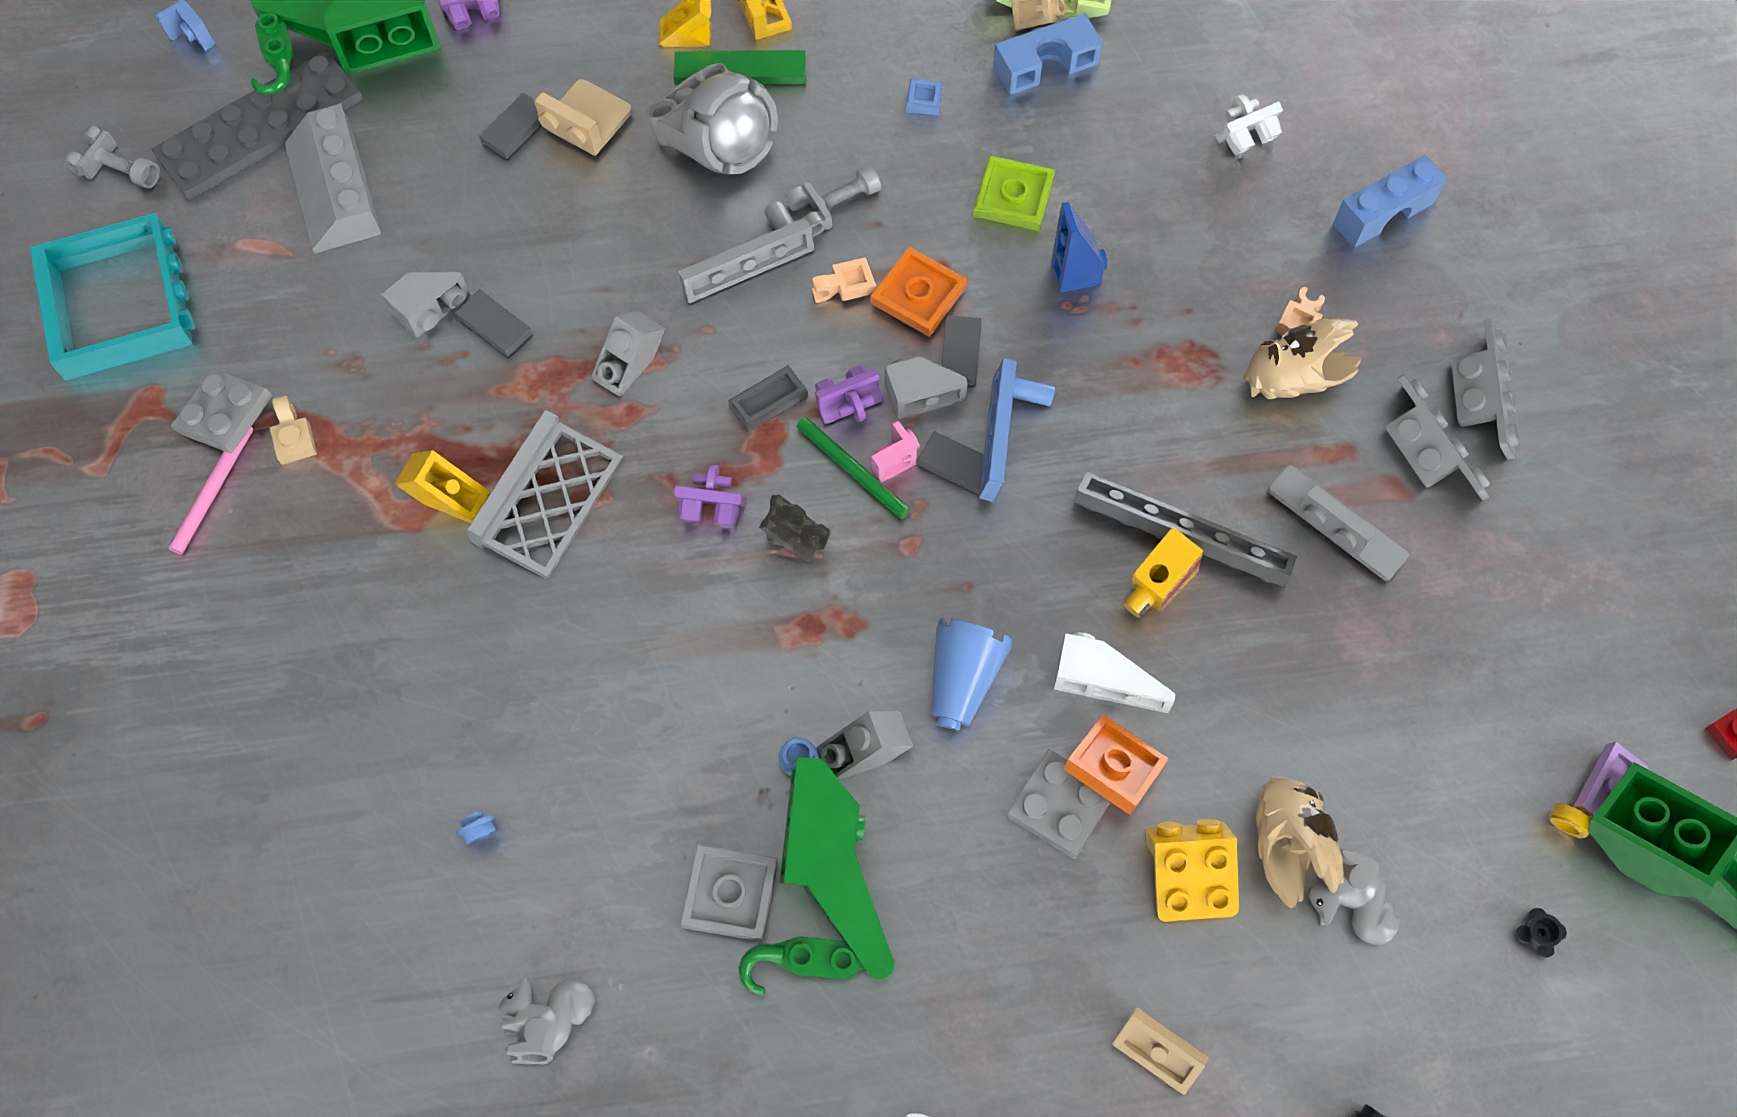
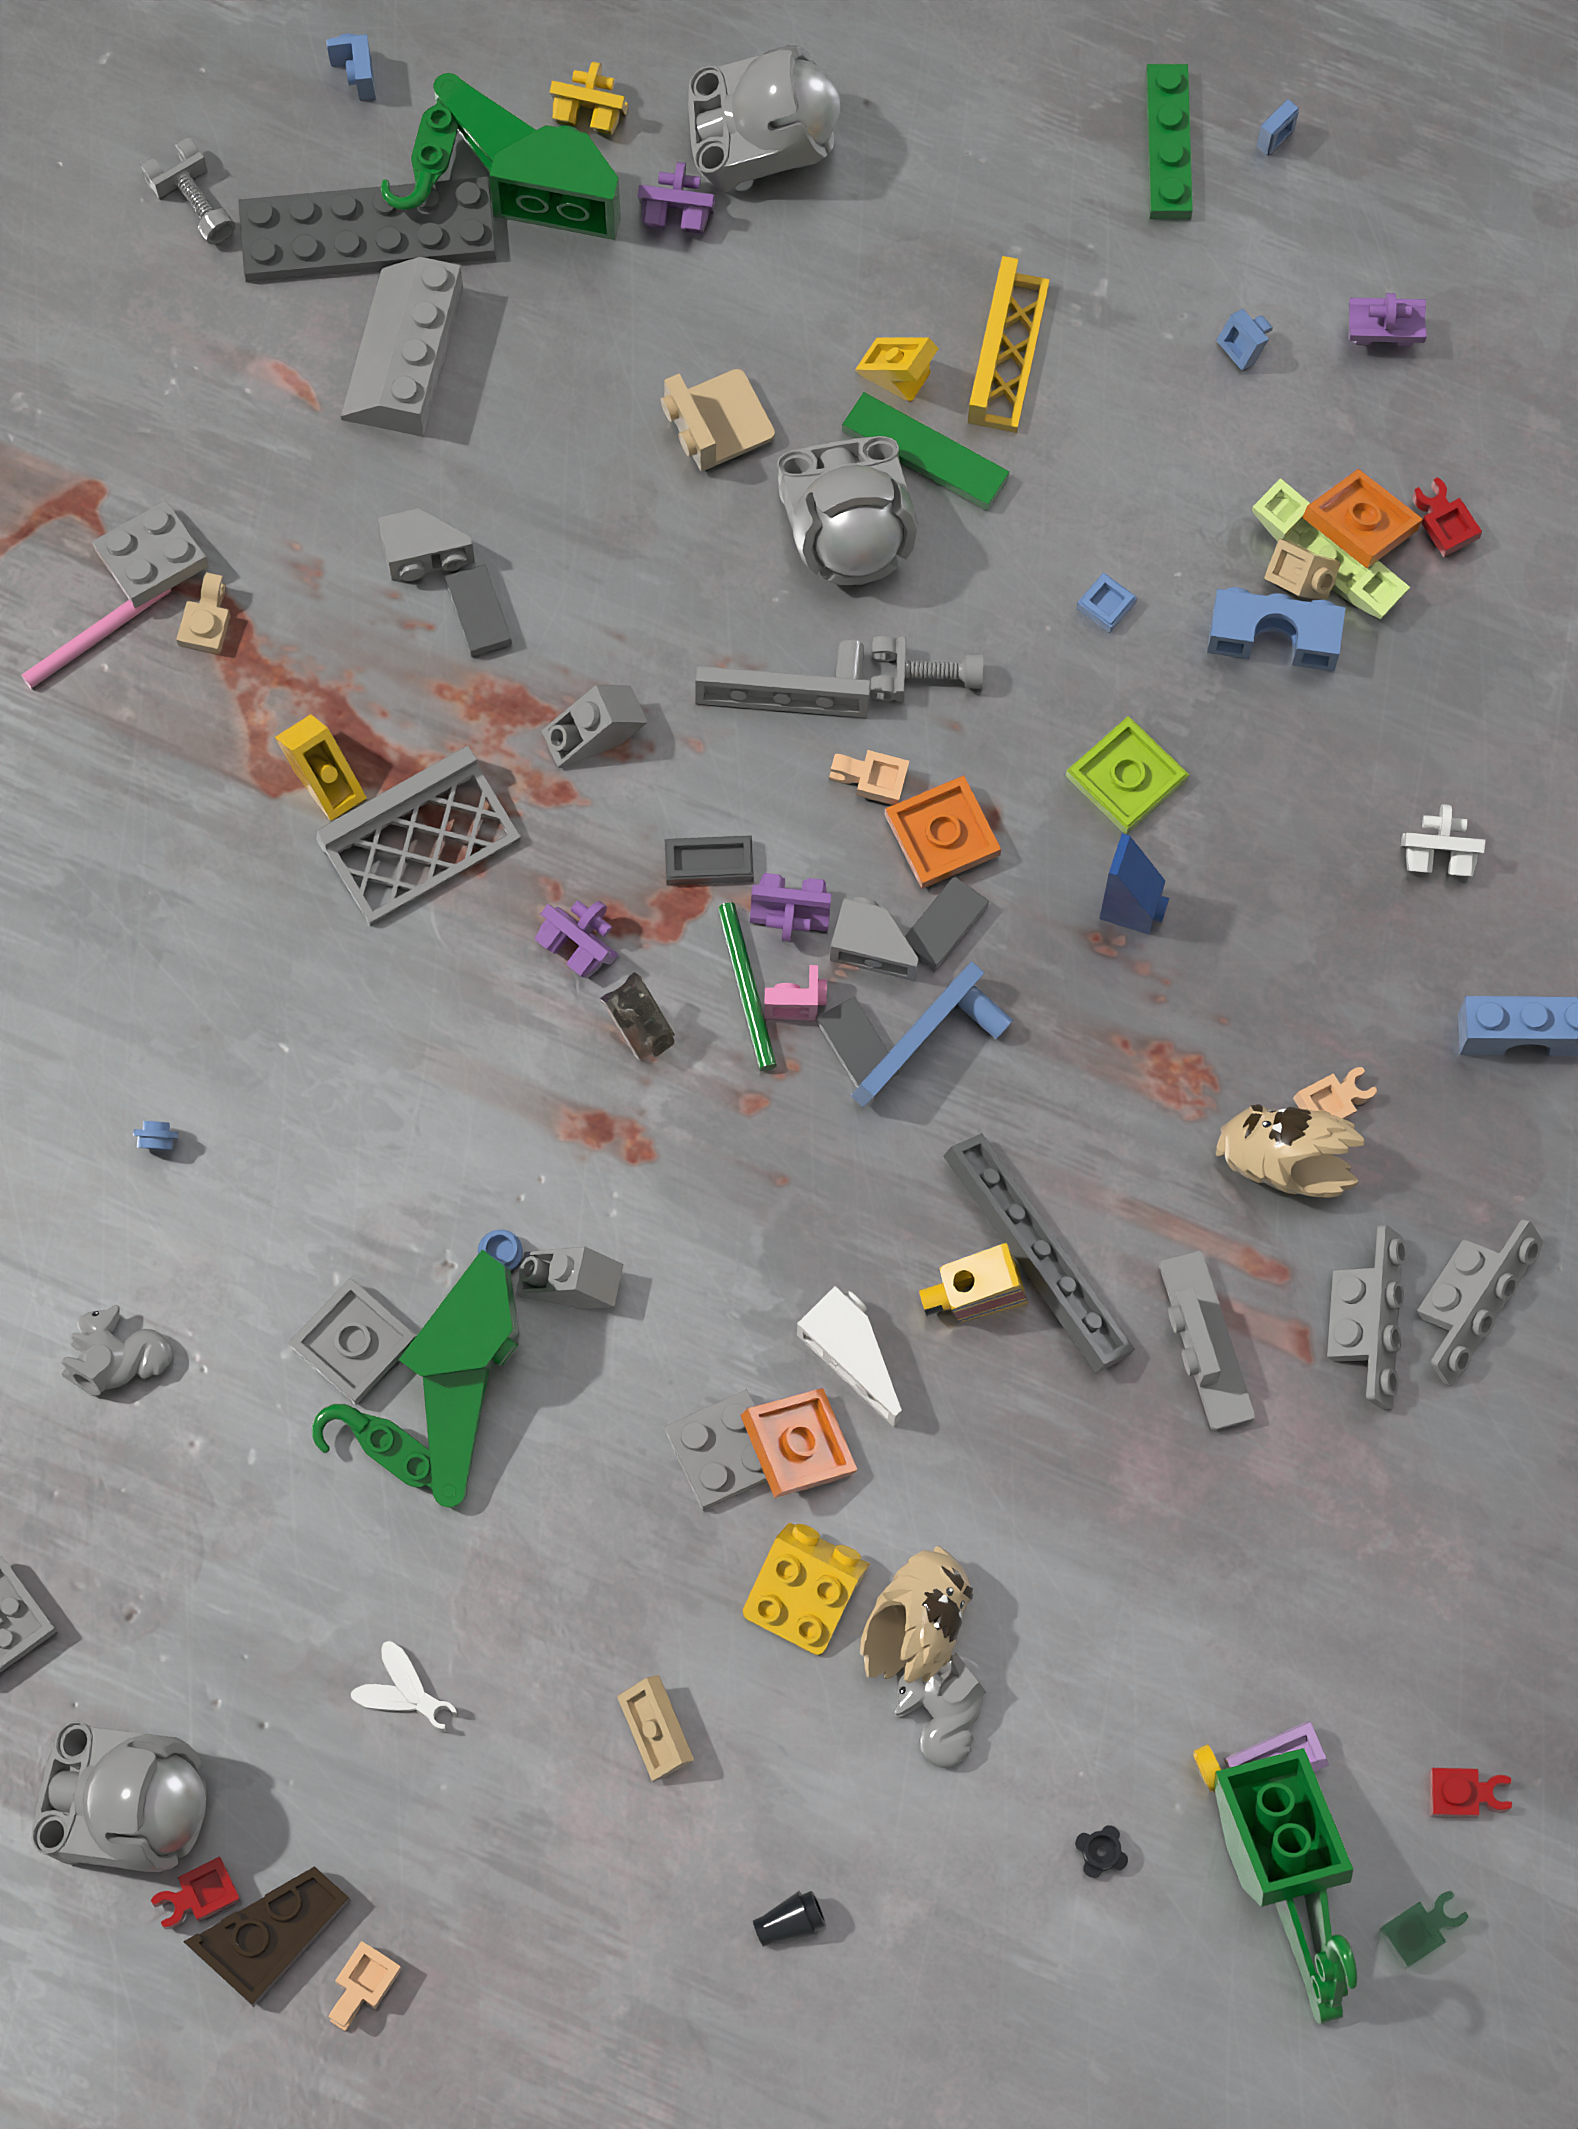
camera: 30 degrees right, 5 degrees up
(96, 245) = (119, 287): teal window -> none
(512, 127) = (632, 385): dark grey tile -> none
(964, 670) = (711, 1263): medium blue cone -> none

